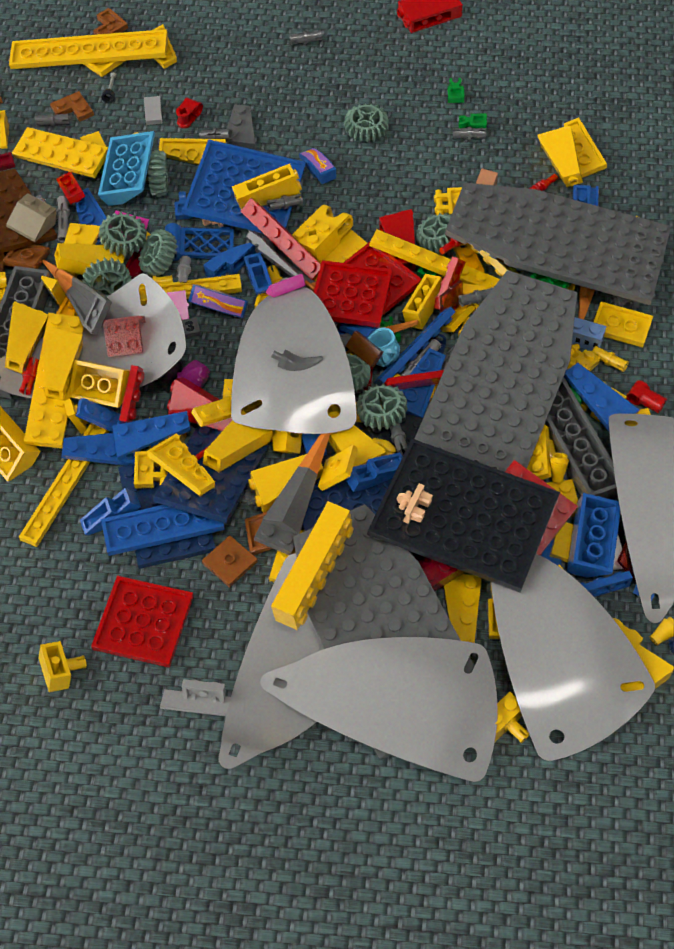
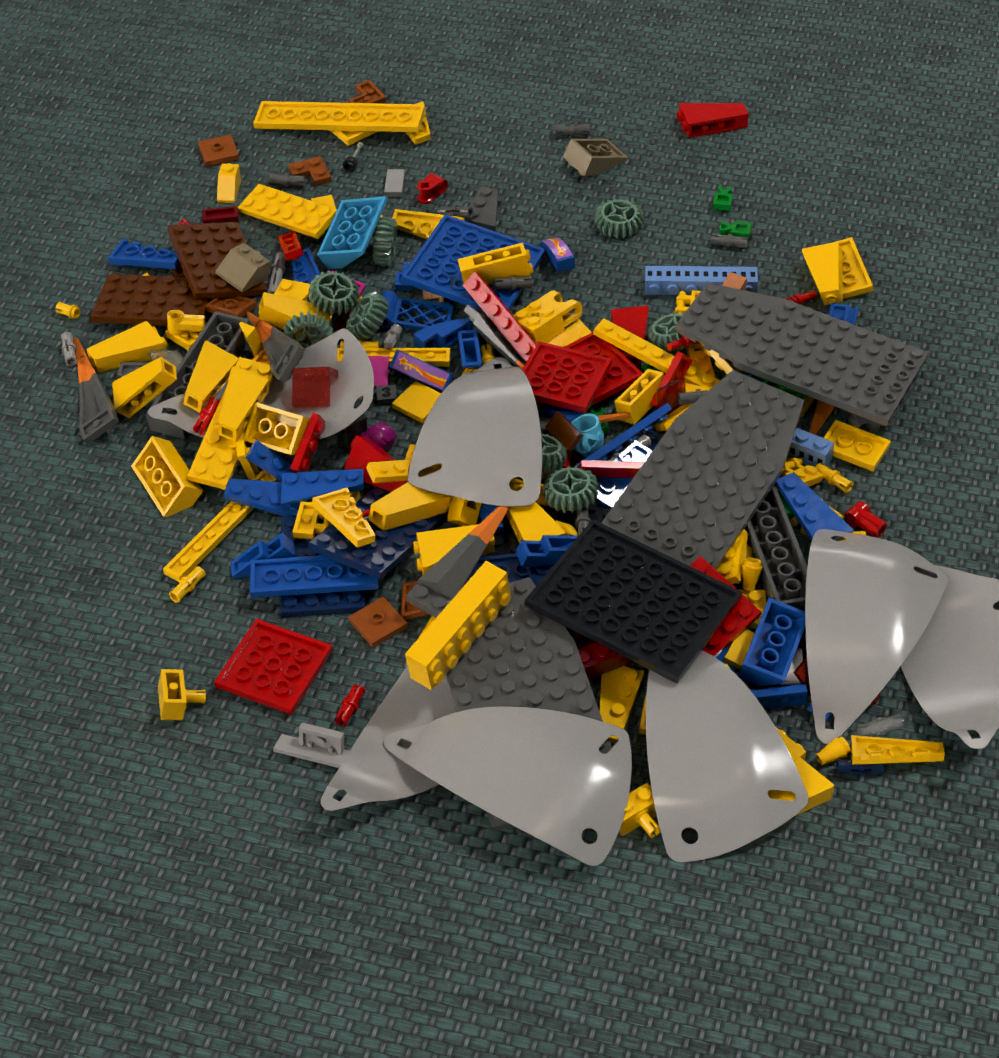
camera: 10 degrees right, 10 degrees down
(44, 548) = (187, 584): none -> yellow pin
(221, 331) = (416, 401): none -> yellow tile
(221, 650) = (349, 705): none -> red pin
(286, 286) = (494, 361): dark pink slope -> none
(293, 362) = (481, 429): dark grey bar -> none
(330, 62) = (593, 156): none -> dark tan slope
(338, 467) = (509, 540): yellow plate -> none
(412, 511) = (577, 576): light nougat hips -> none
(431, 178) = (673, 279): none -> medium blue brick

